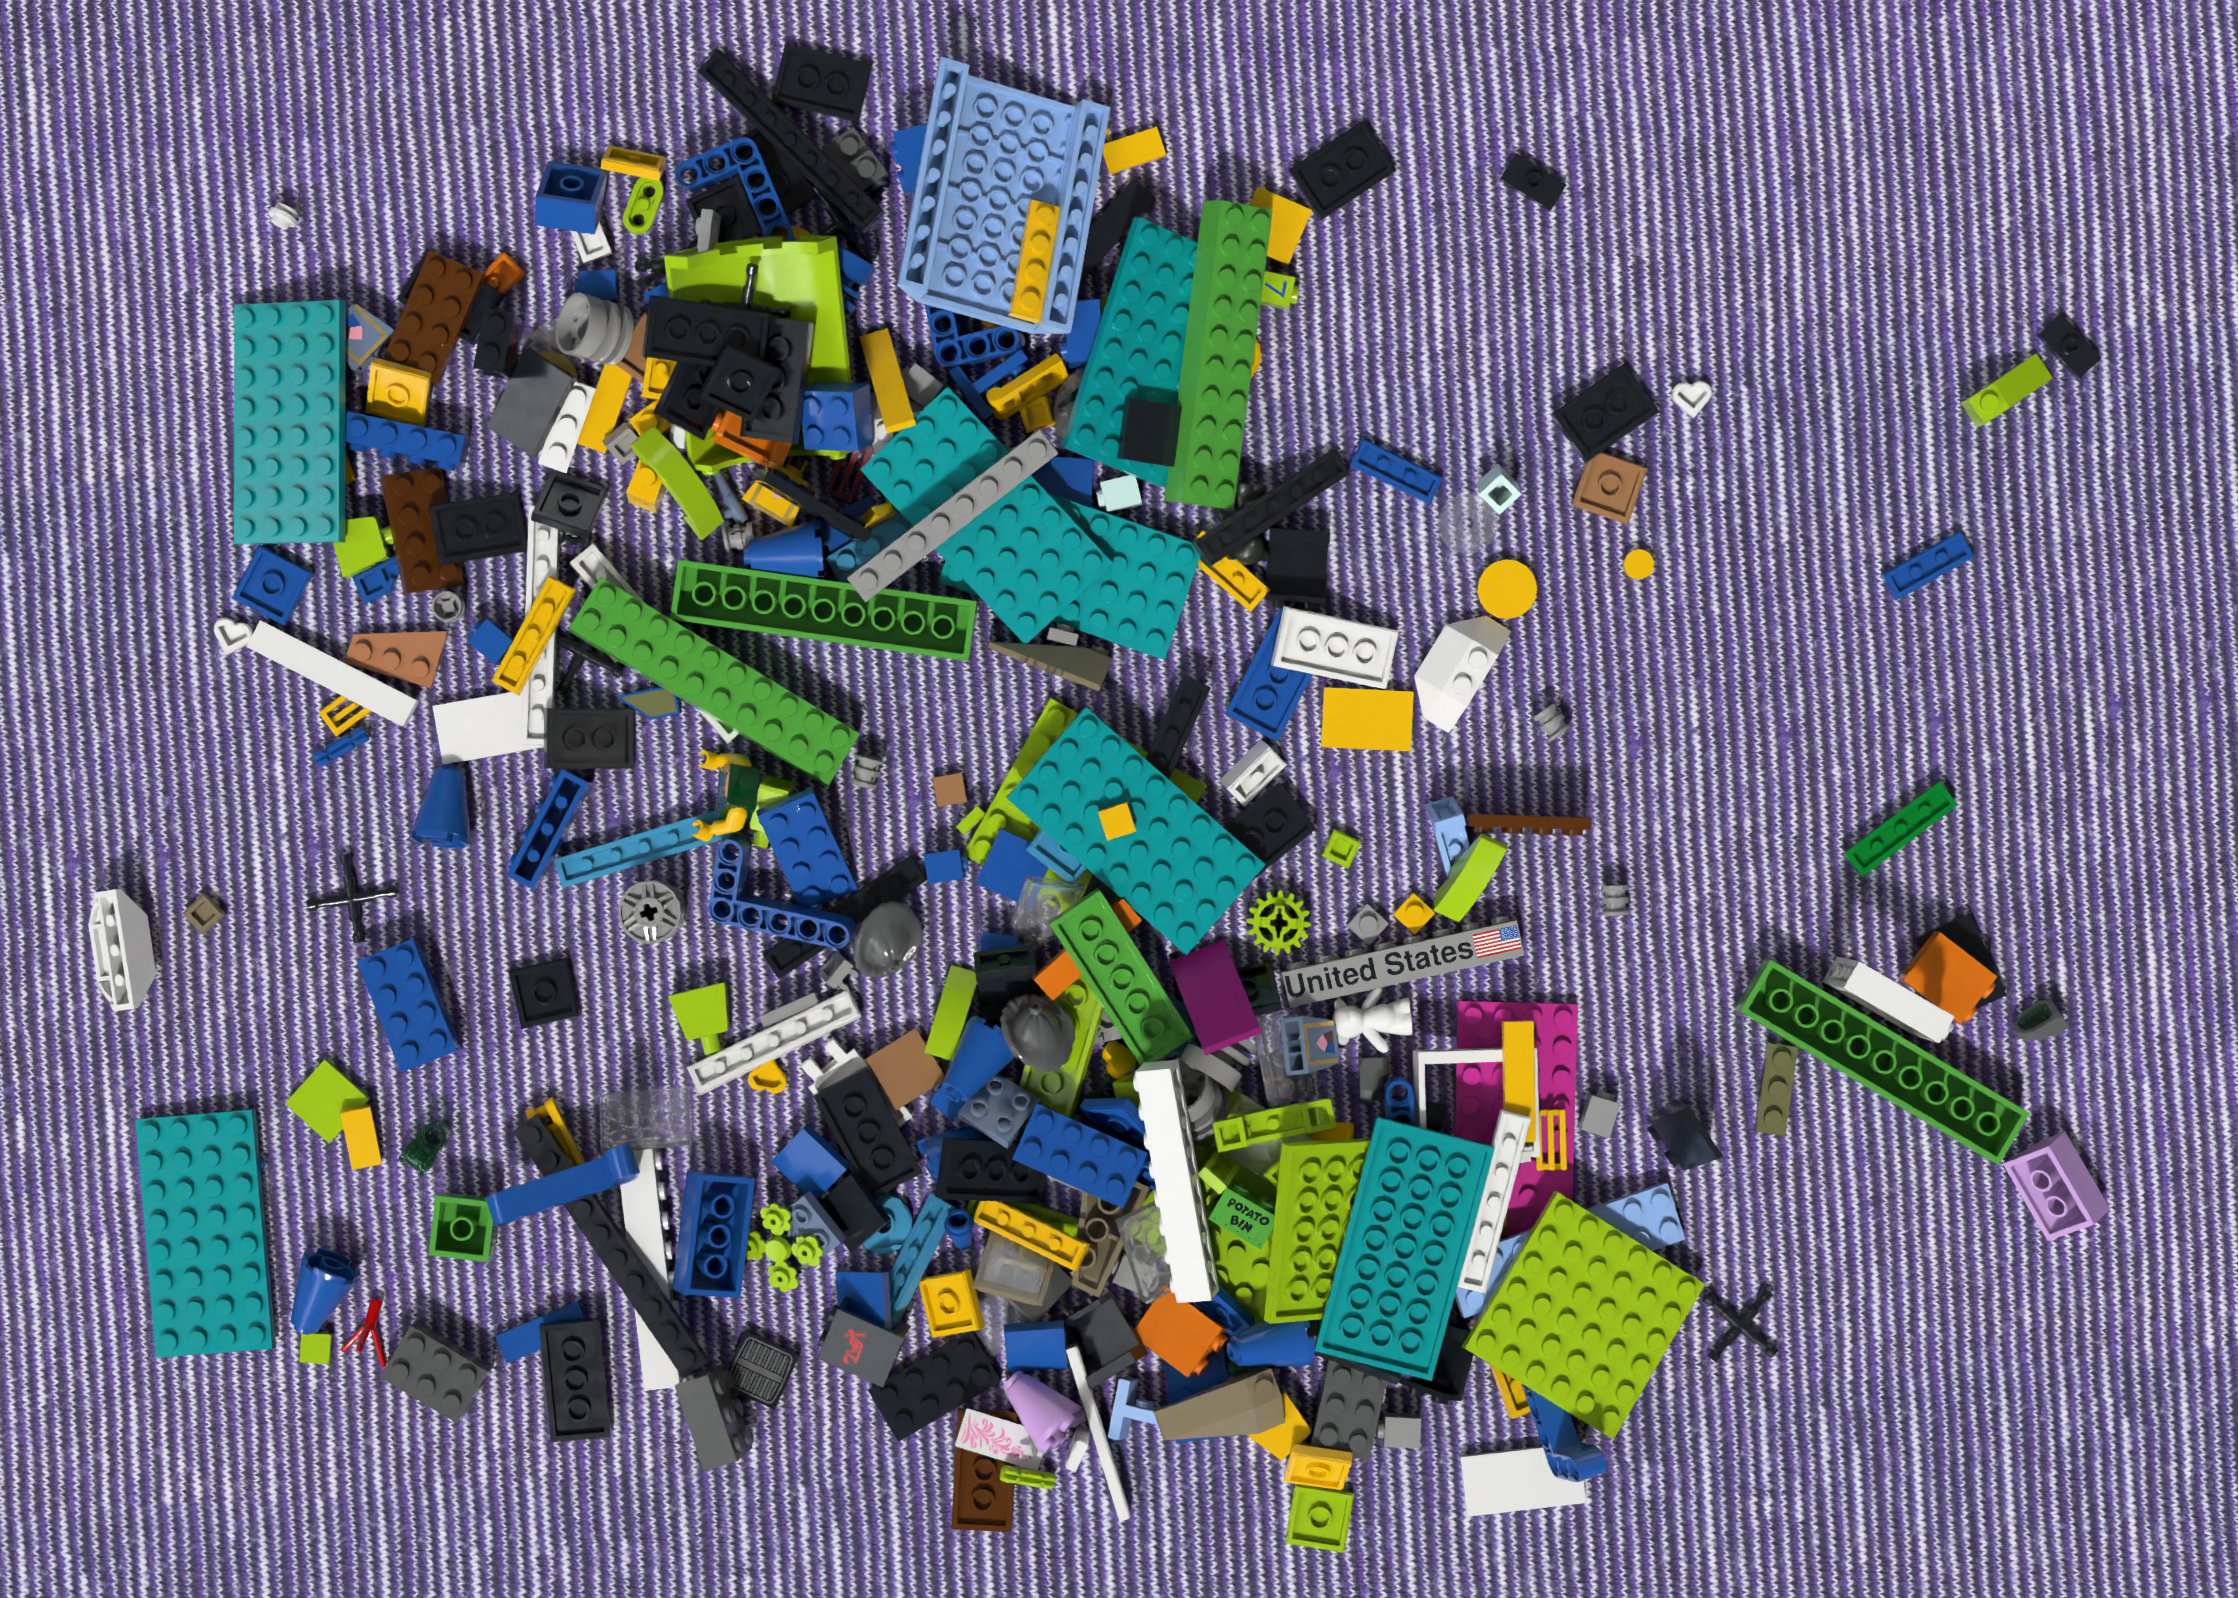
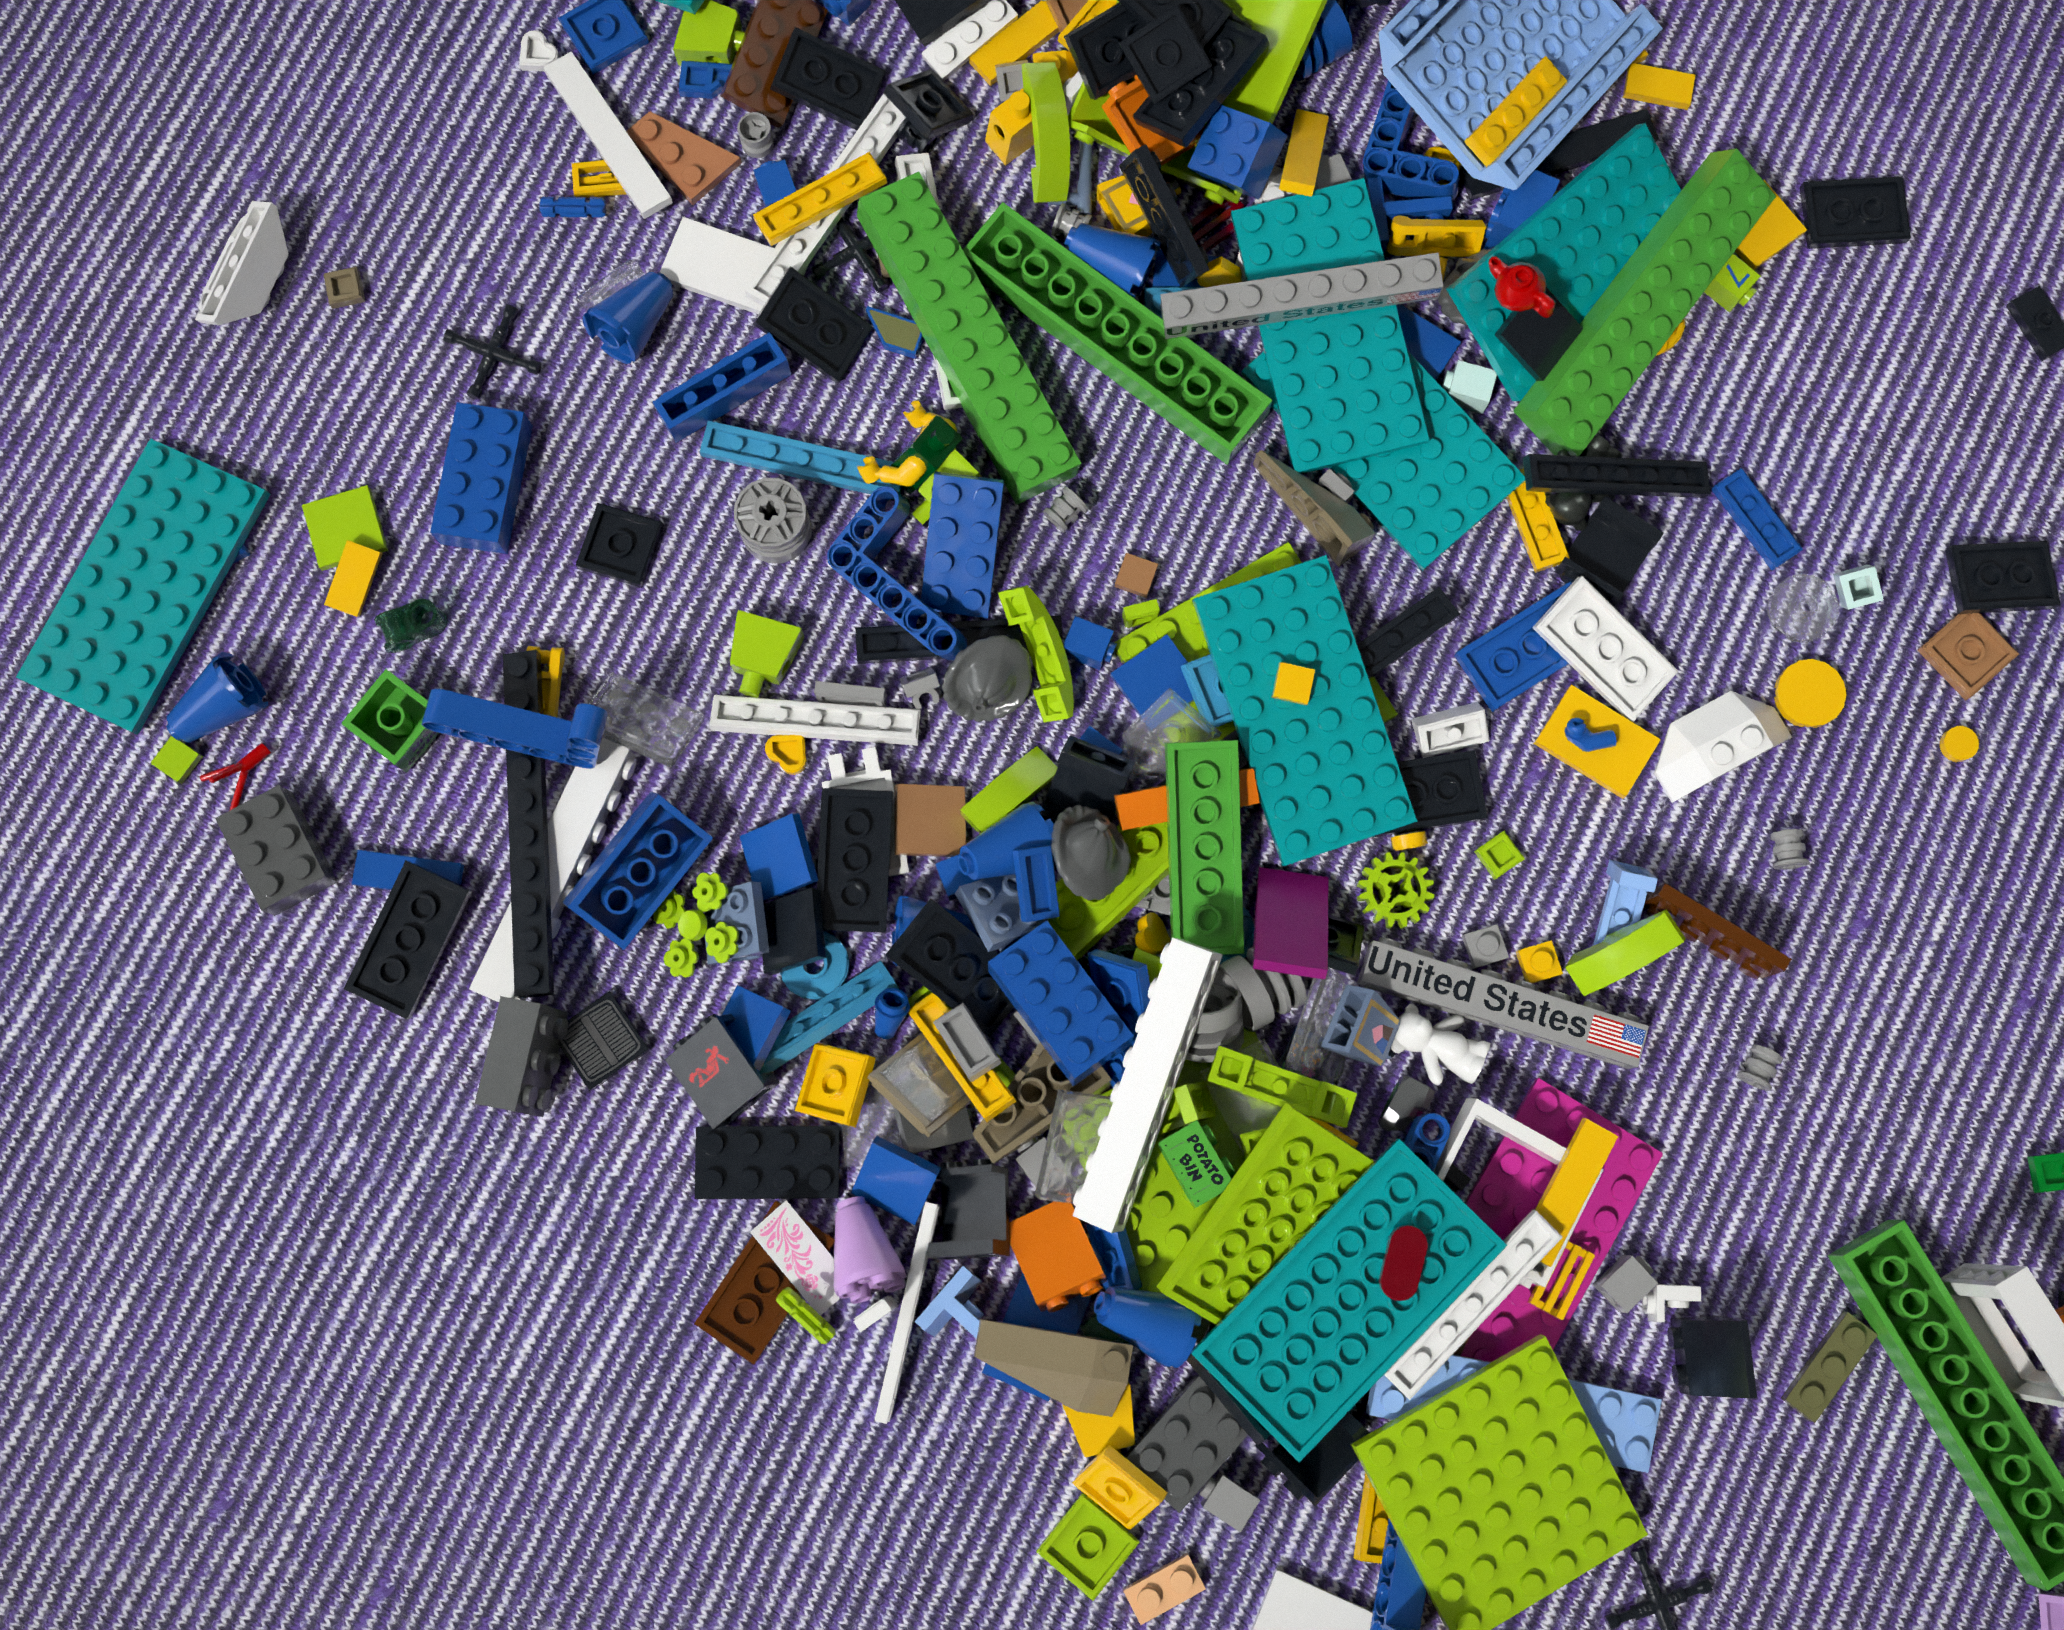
camera: 30 degrees right, 10 degrees down
(411, 795) = (613, 282): none -> clear tile
(941, 917) = (1046, 651): none -> lime slope
(1013, 1079) = (1036, 883): none -> blue tile
(1029, 1221) = (967, 1042): none -> light grey tile
(1116, 419) = (1521, 287): none -> red piece
(1268, 879) = (1409, 841): none -> yellow tile
(1357, 726) = (1585, 739): none -> blue arm
(1389, 1515) = (1164, 1589): none -> light nougat plate
(1427, 1203) = (1403, 1262): none -> dark red tile
(1639, 1102) = (1675, 1295): none -> white bracket

